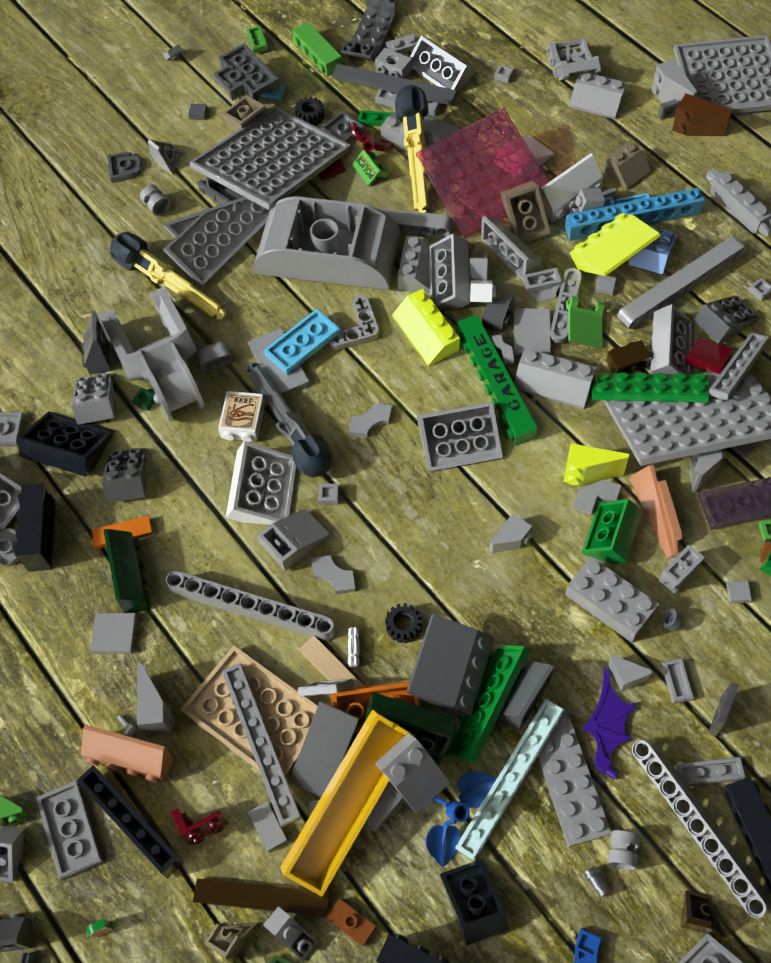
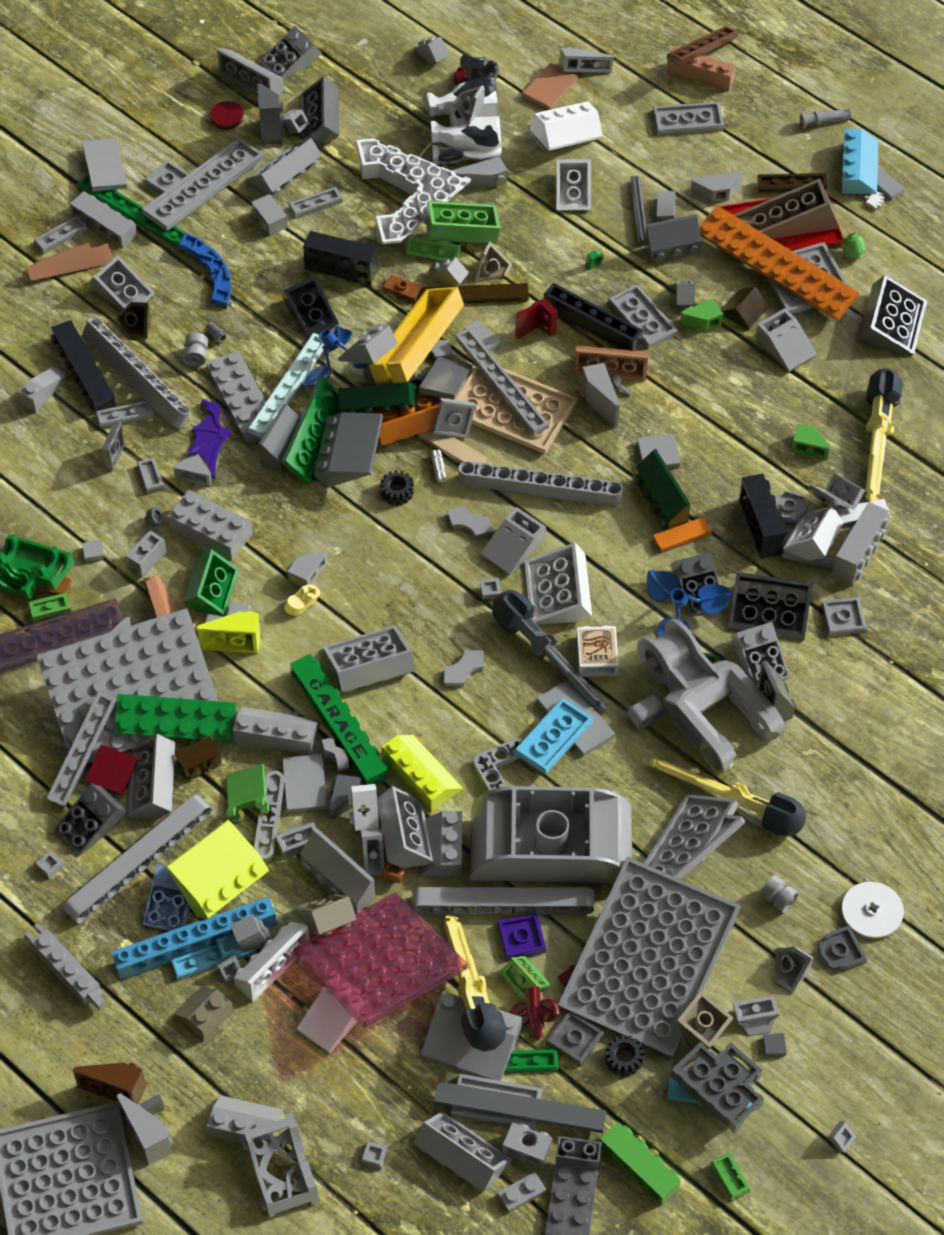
camera: 165 degrees right, 5 degrees down
(87, 189) = (882, 899): none -> white piece
(118, 447) = (665, 584): none -> blue plant
(203, 129) = (756, 1014): none -> light grey slope
(369, 194) = (521, 936): none -> dark purple tile
(519, 503) = (302, 600): none -> light yellow piece

